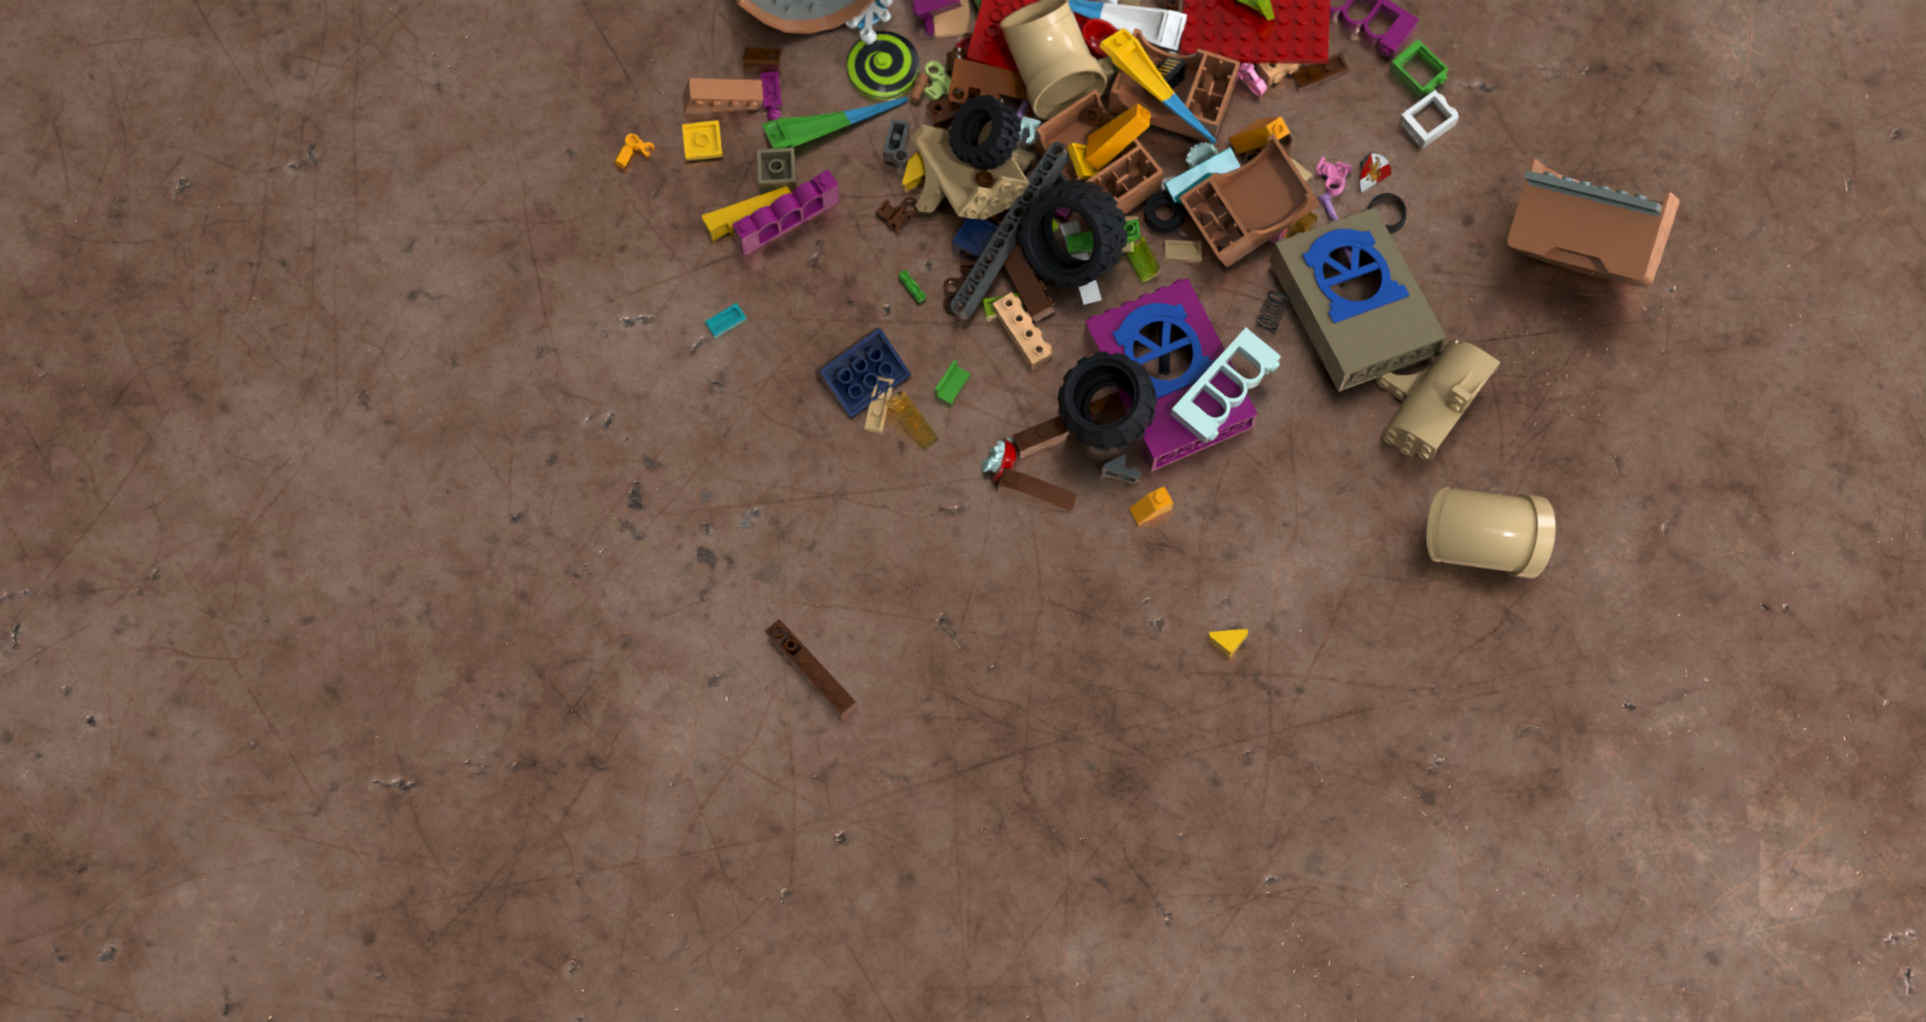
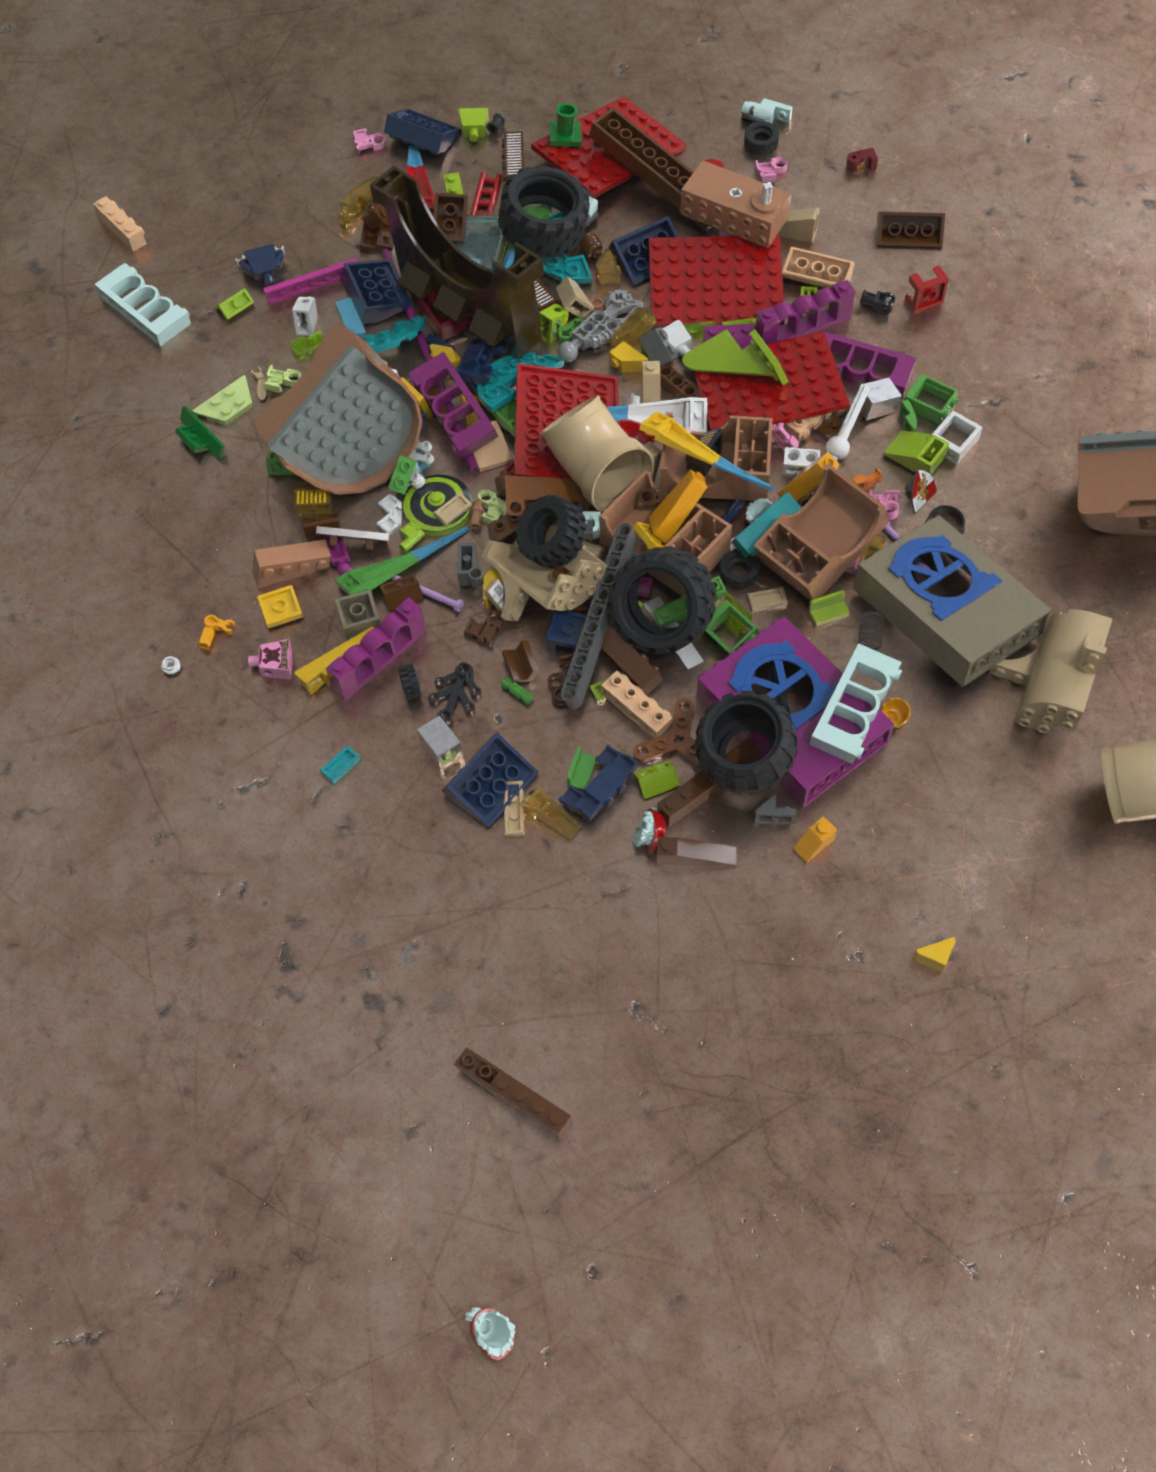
camera: 10 degrees left, 10 degrees down
(581, 173) = (168, 661): none -> white plate
(684, 196) = (274, 659): none -> bright pink torso
(742, 864) = (491, 1332): none -> light aqua hair
(756, 33) = (312, 502): none -> clear yellow brick
(772, 76) = (335, 533): none -> hinge
(810, 253) = (409, 681): none -> black tyre
(824, 155) = (400, 589): none -> reddish brown panel
(824, 322) = (440, 742): none -> flat silver piece
(834, 72) = (394, 512): none -> white tile
(850, 94) = (411, 534): none -> lime piece
(852, 272) = (455, 691): none -> black plant
(854, 27) = (402, 474): none -> bright green bracket
(876, 181) = (458, 605): none -> lavender bar
(896, 77) = (452, 509): none -> tan tile
(916, 182) = (496, 594): none -> tile
(922, 259) = (521, 663): none -> reddish brown panel
(967, 406) = (603, 787): none -> dark blue bracket
(1021, 409) = (657, 779): none -> lime panel
(1039, 377) = (667, 744): none -> dark orange piece
(1126, 260) = (723, 613): none -> bright green window
(1176, 147) = (733, 510): none -> dark blue axle
(1239, 276) = (828, 608): none -> lime panel
(1265, 103) = (797, 459): none -> white brick
(1267, 400) = (897, 711): none -> light orange hair
(1304, 100) = (838, 445): none -> white piece
(1315, 151) = (869, 481): none -> orange piece
(1363, 56) = (881, 399): none -> flat silver piece
(1384, 126) = (917, 451): none -> lime slope
(1388, 88) = (909, 416): none -> bright green slope

